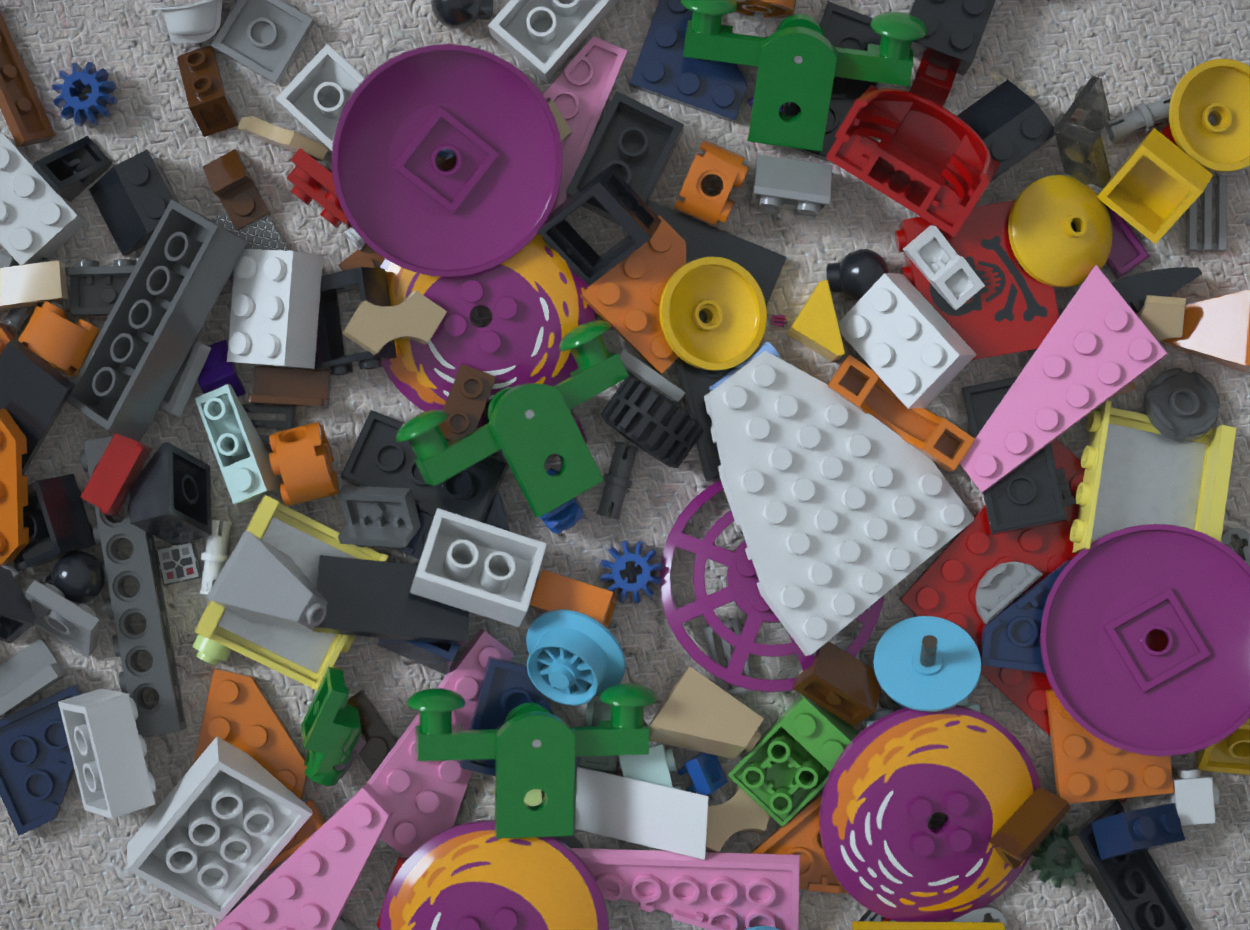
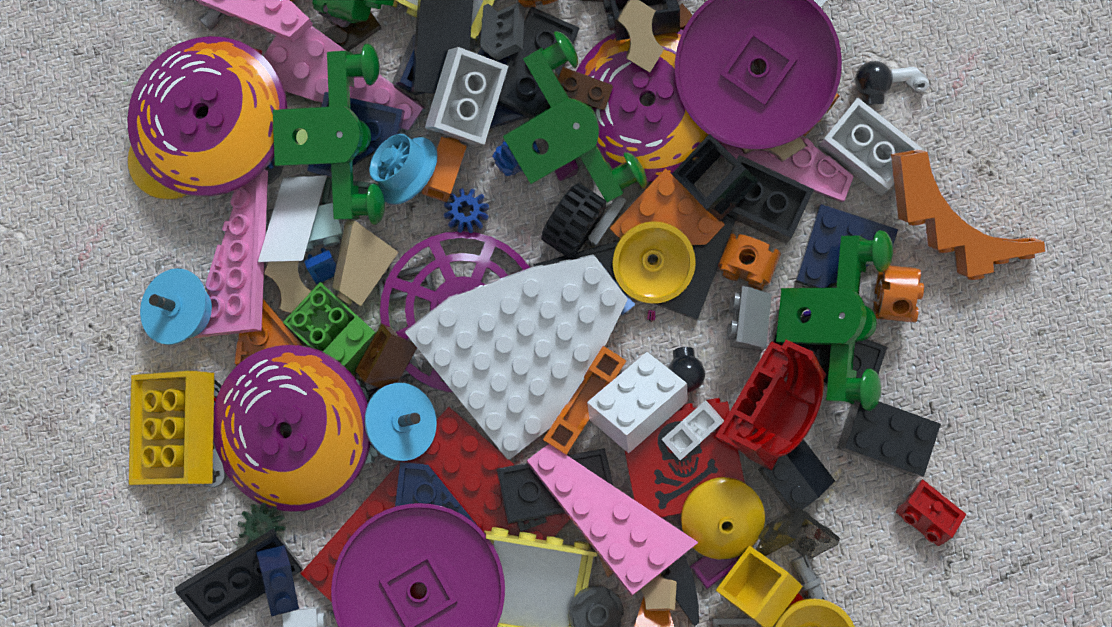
camera: 90 degrees right, 5 degrees down
(617, 480) = (531, 201): dark grey pin -> none
(817, 324) = (650, 338): yellow slope -> none
(933, 82) = (830, 425): red slope -> none
(1001, 586) = (458, 479): light grey tile -> none
(1029, 826) = (281, 499): reddish brown panel -> none
(1097, 771) = (320, 548): orange plate -> none

